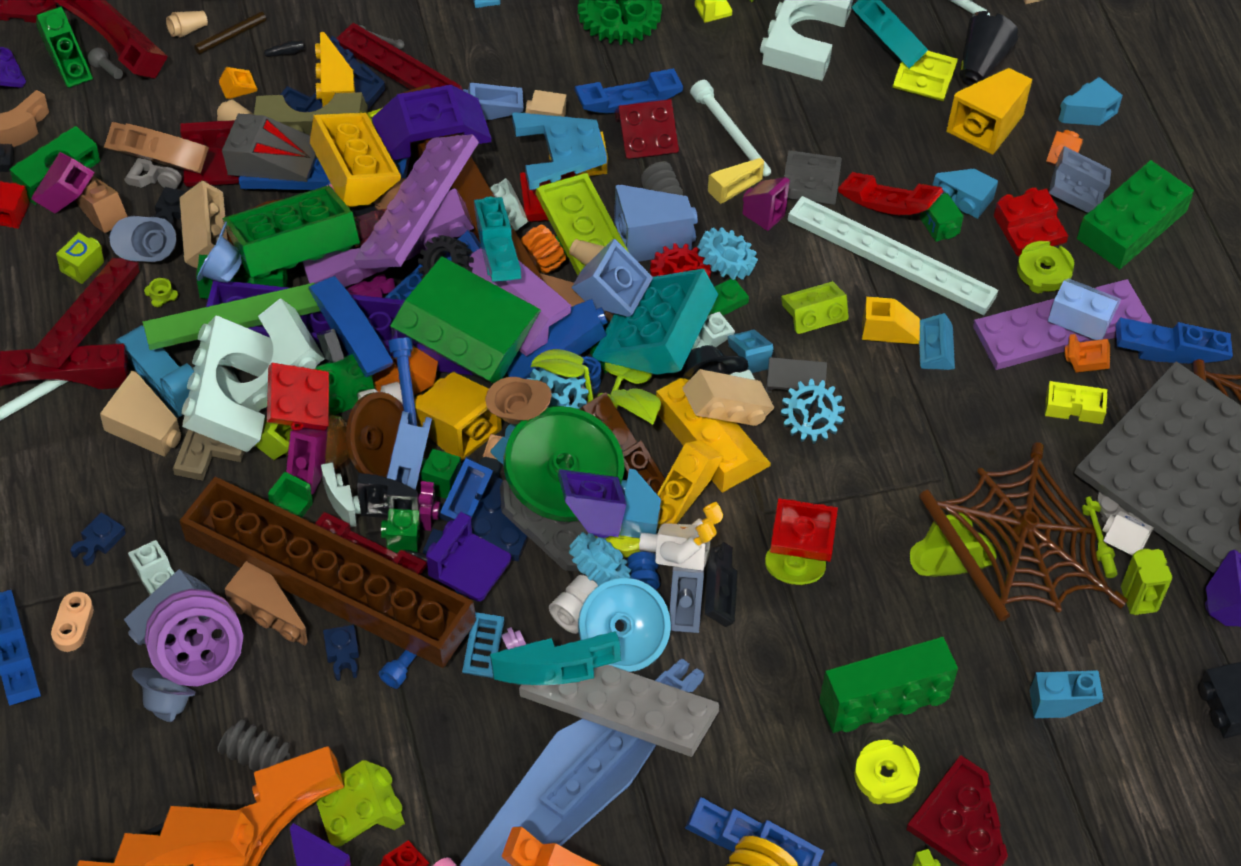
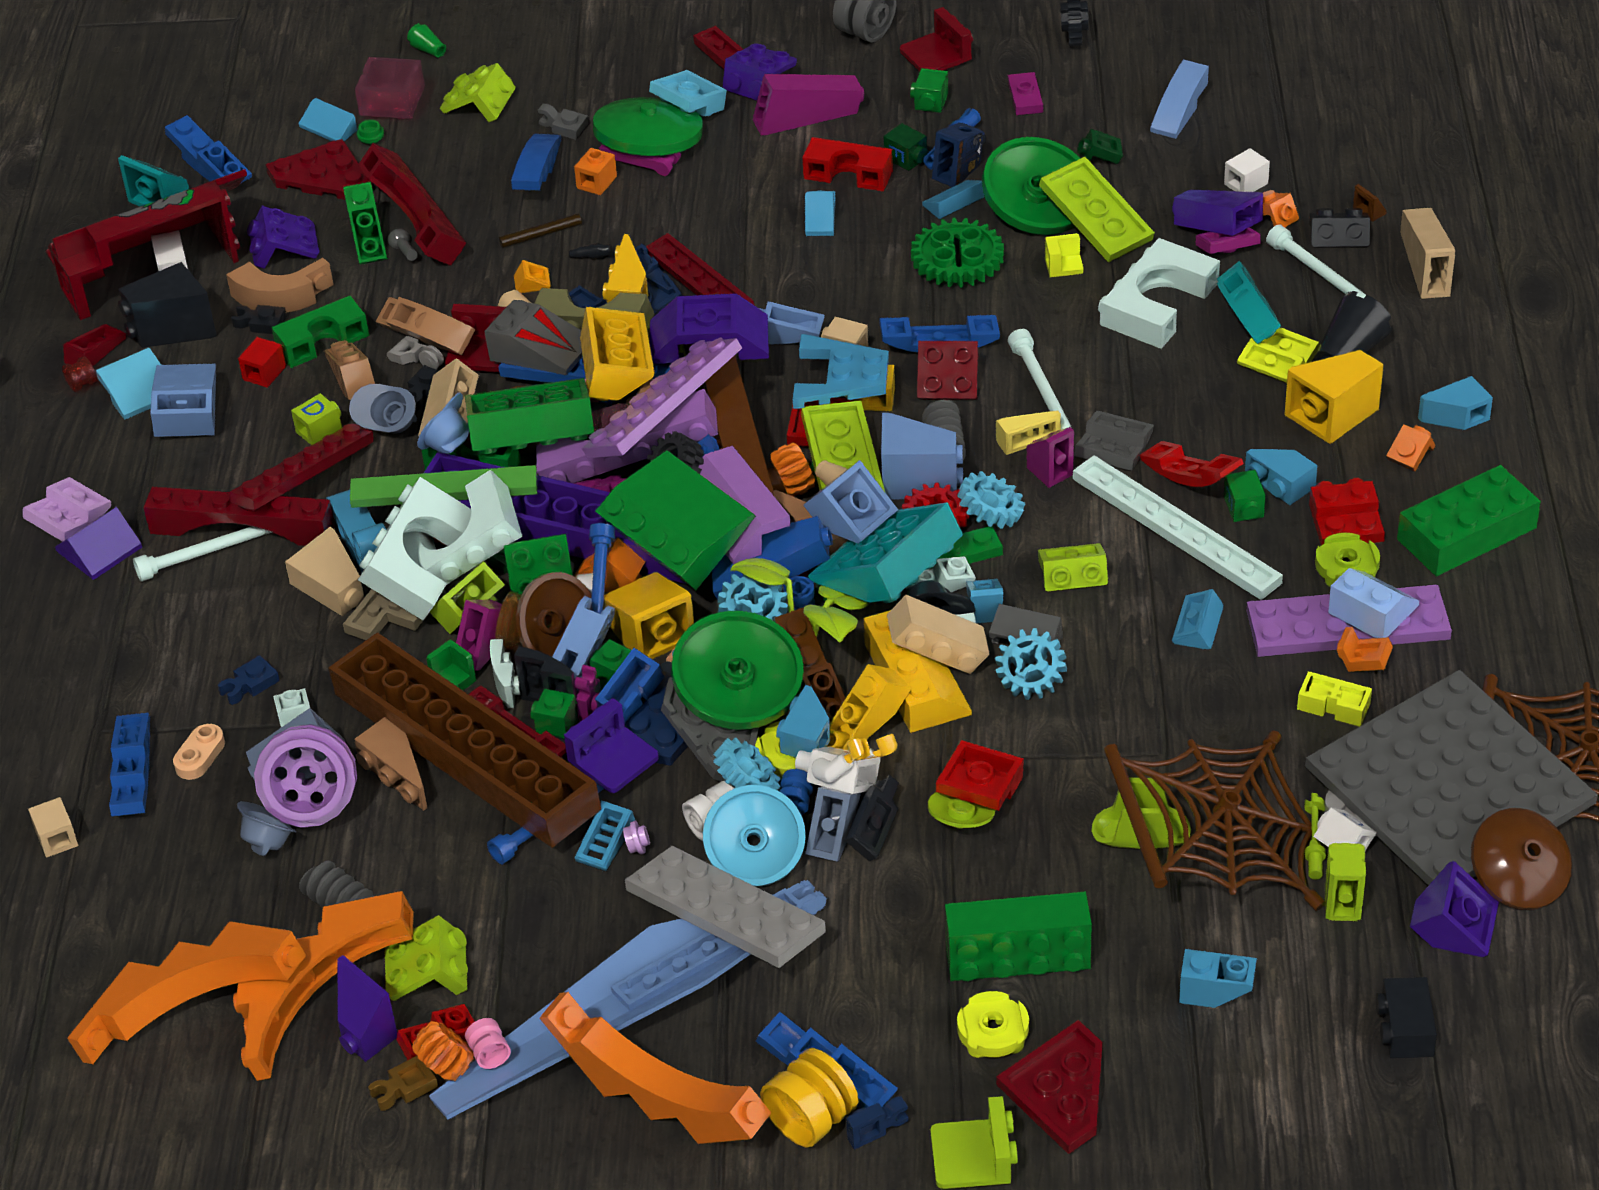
camera: 20 degrees right, 10 degrees down
(62, 183) = (318, 346): magenta slope -> none
(161, 286) = (387, 462): lime plate -> none
(183, 23) = (496, 215): tan cone -> none
(297, 396) = (481, 566): red plate -> none
(330, 345) = (529, 522): black slope -> none
(342, 649) = (457, 817): dark blue plate -> none
(351, 325) = (558, 509): blue slope -> none
(397, 43) = (711, 260): dark grey hinge -> none
(496, 239) = (730, 441): teal slope -> none
(512, 203) = (770, 425): light aqua slope -> none
(518, 399) = (702, 596): medium nougat piece -> none
(550, 665) = (663, 858): teal slope -> none
(594, 501) = (752, 707): dark purple slope -> none
(889, 322) = (1147, 589): yellow slope -> none
(1079, 180) = (1414, 476): sand blue slope -> none
(1179, 344) = (1473, 656): blue slope -> none

